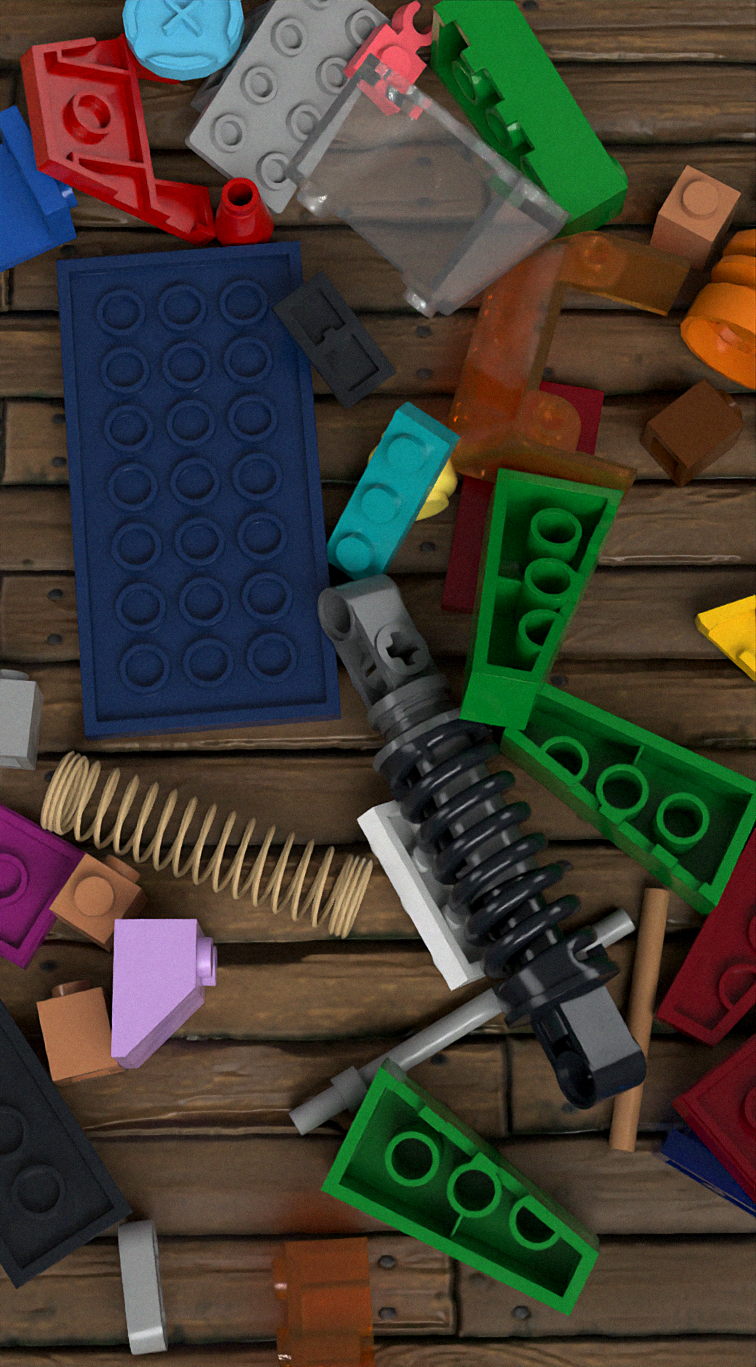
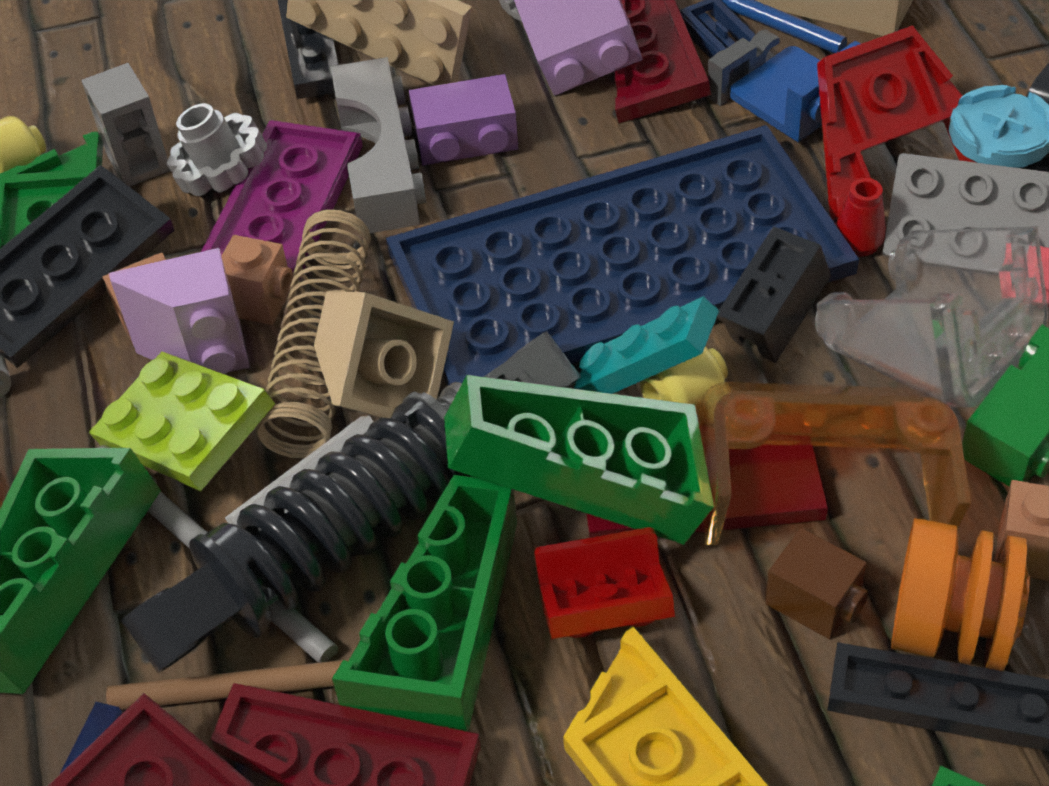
camera: 80 degrees right, 25 degrees down
(294, 775) = (379, 351): none -> tan slope
(301, 1018) = (183, 418): none -> lime plate
(642, 629) = (602, 583): none -> red bracket

